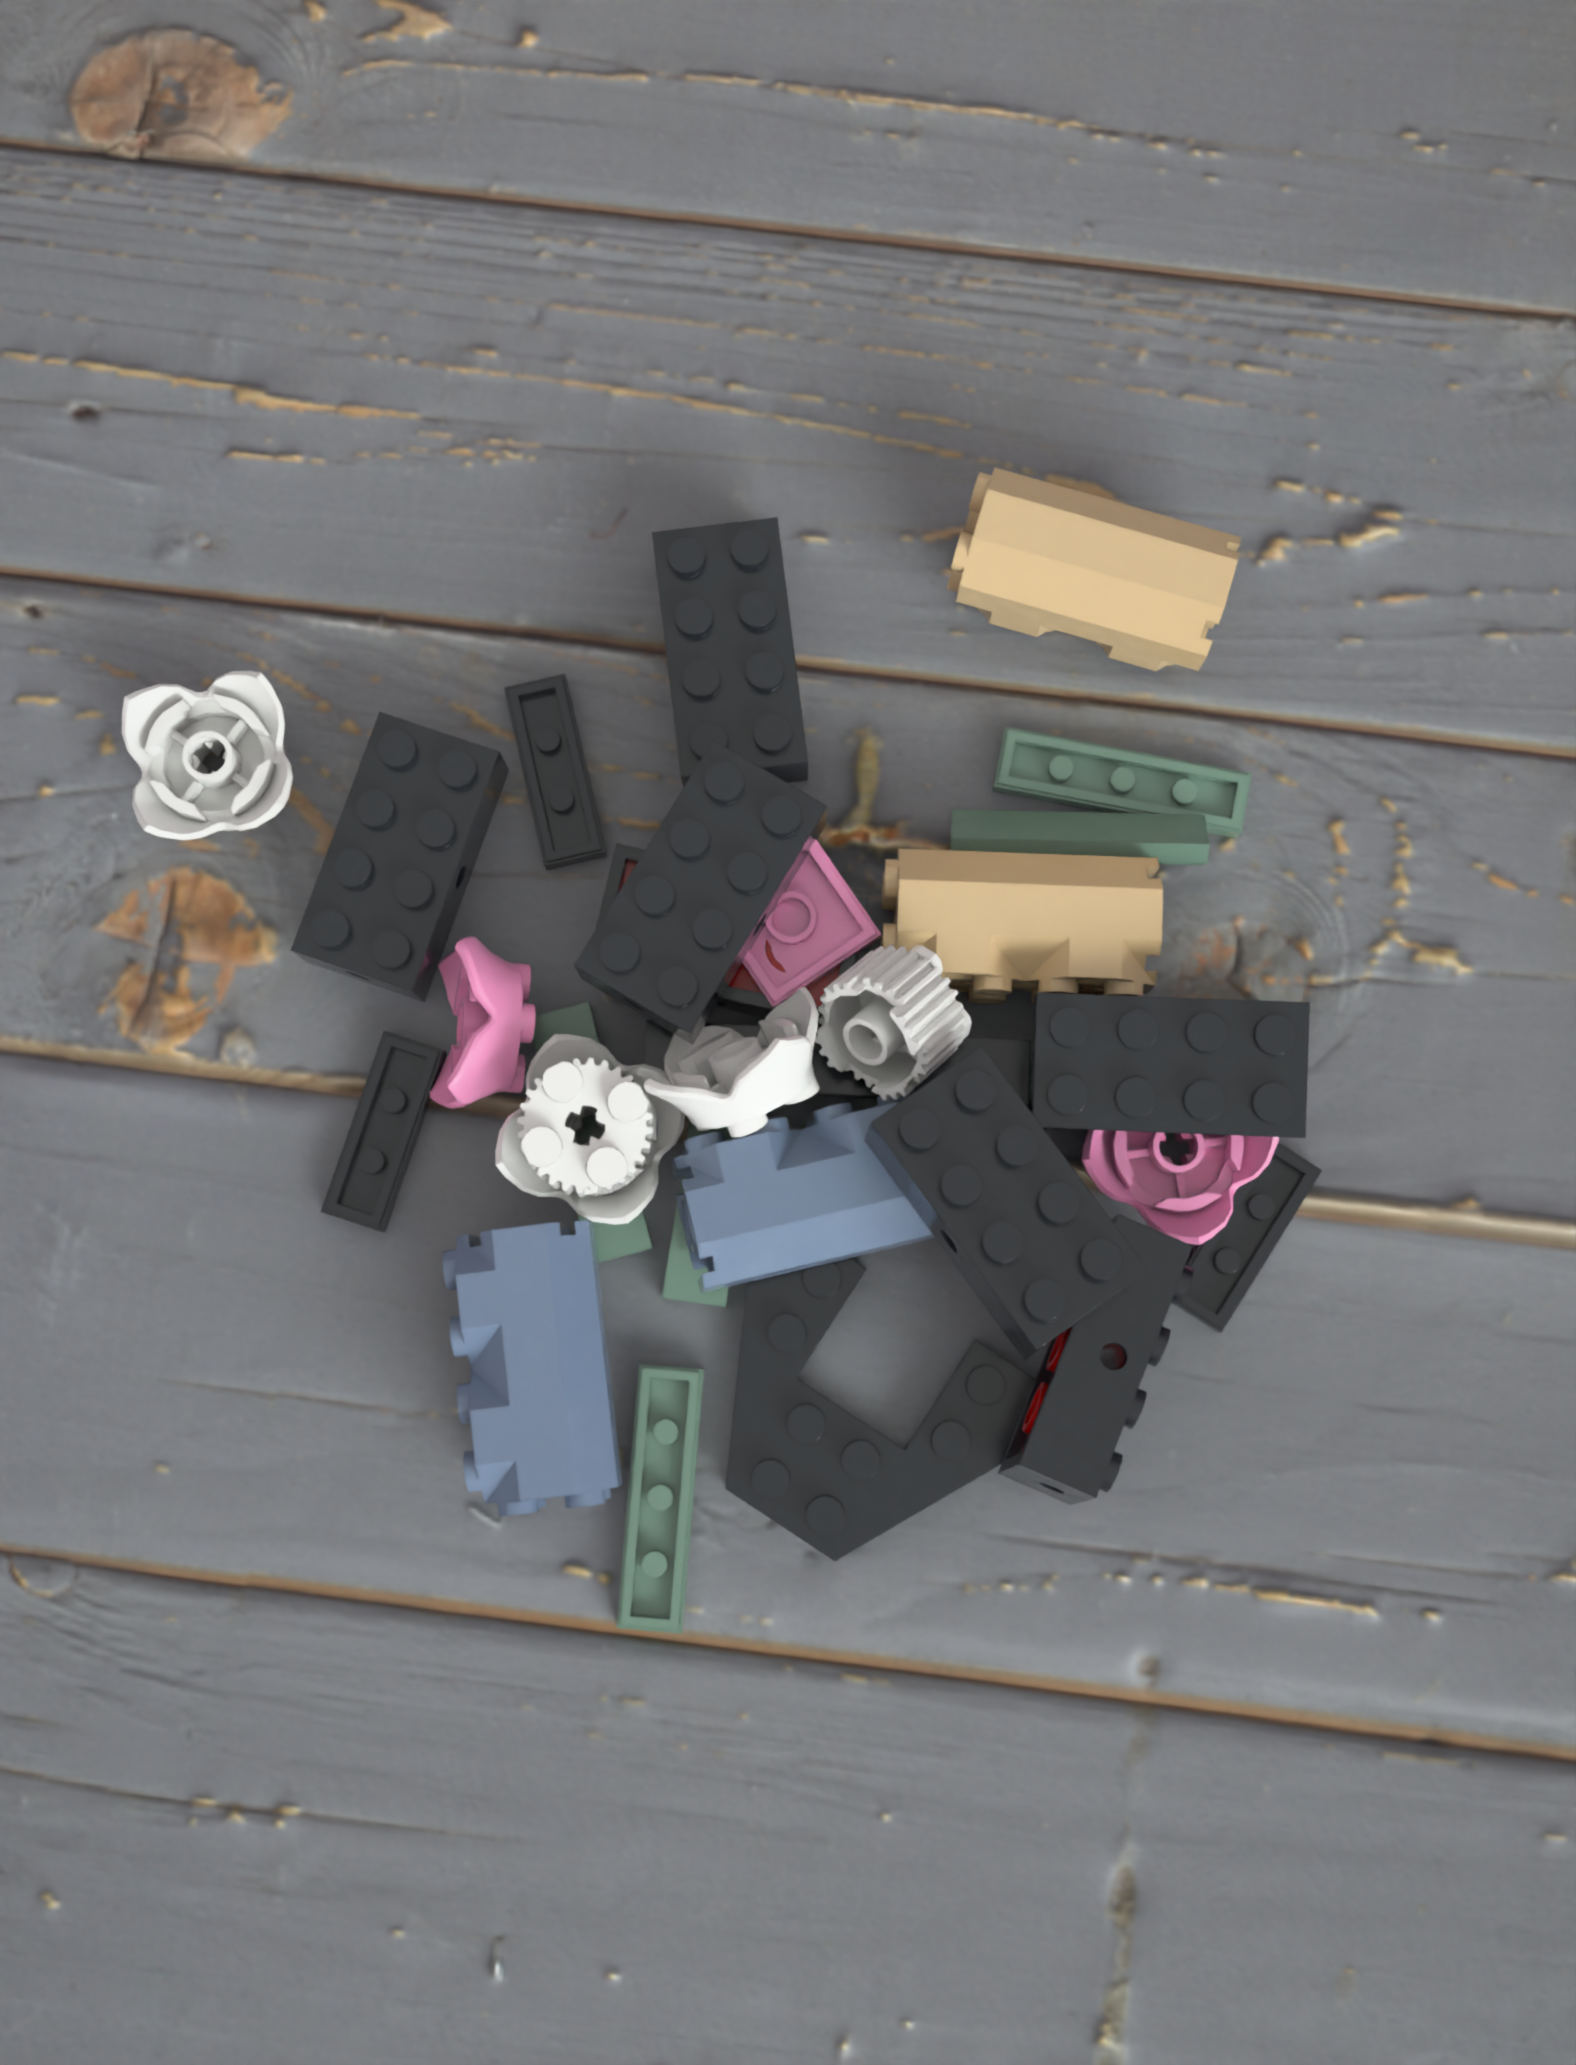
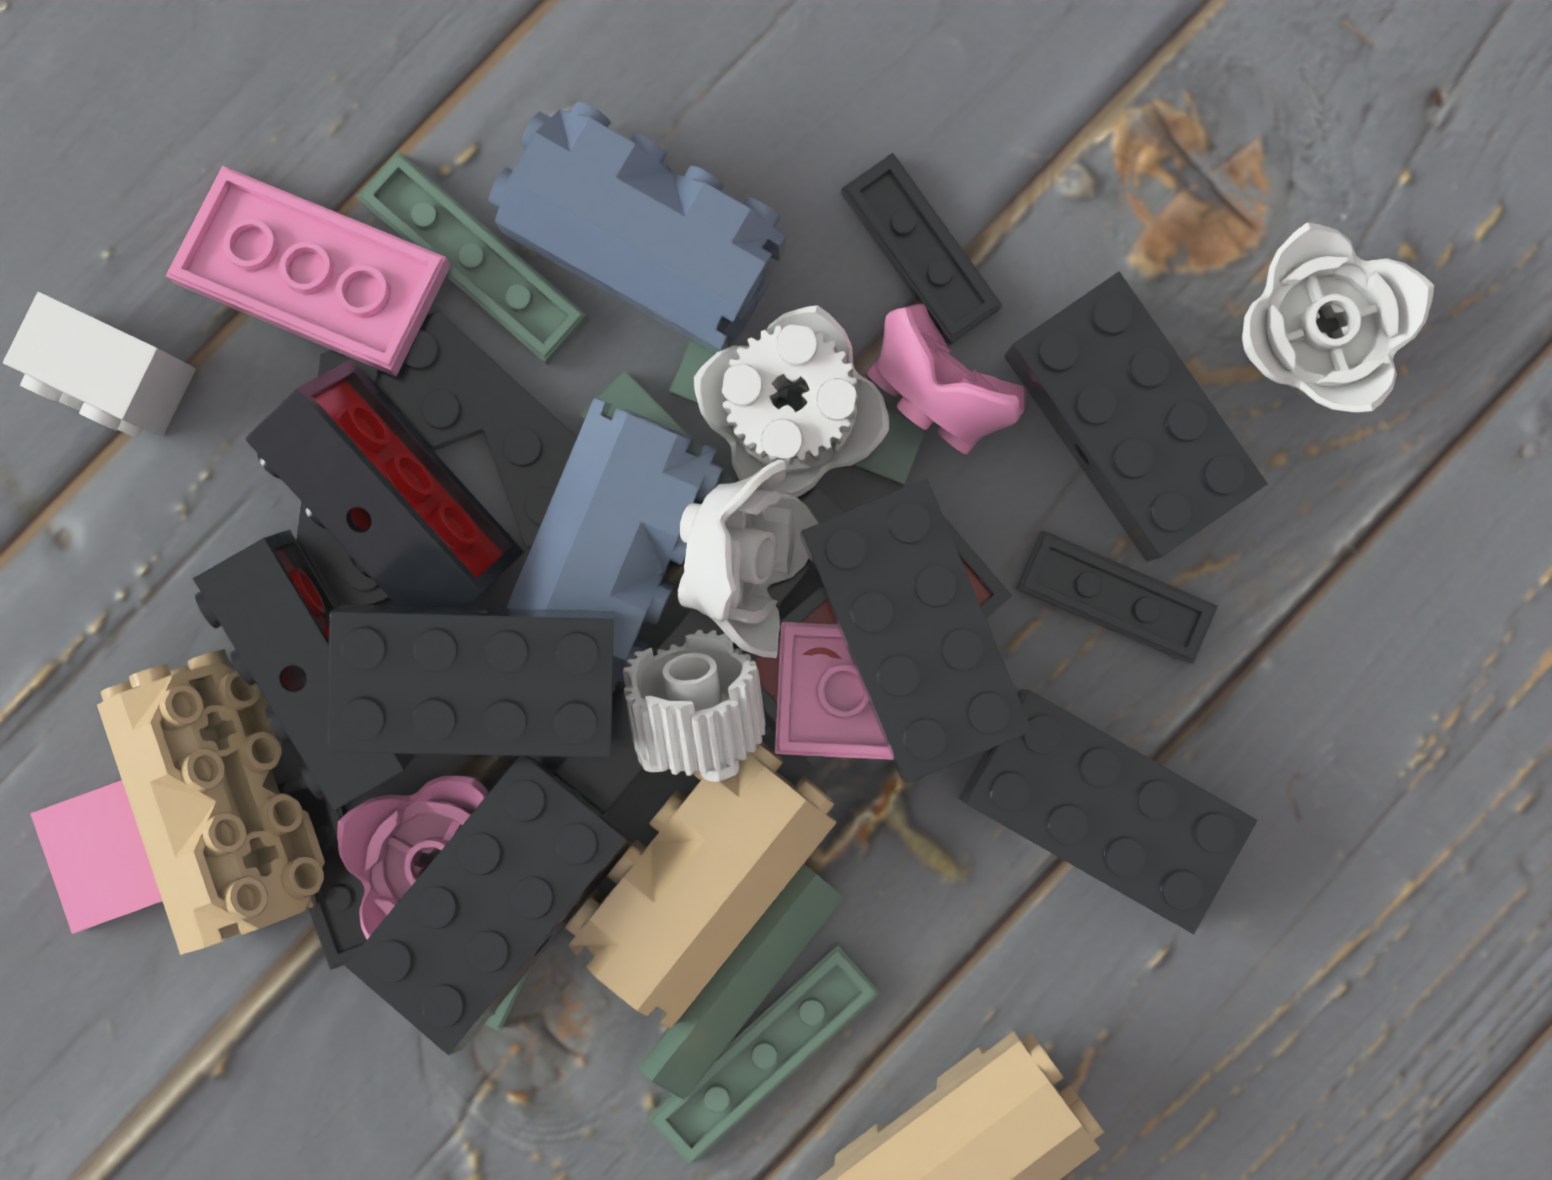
camera: 125 degrees right, 5 degrees up
(772, 1624) = (309, 270): none -> bright pink tile
(910, 1405) = (382, 492): none -> black brick
(983, 1734) = (97, 369): none -> white brick
(1247, 1391) = (207, 800): none -> tan brick
(1365, 1420) = (96, 856): none -> bright pink tile

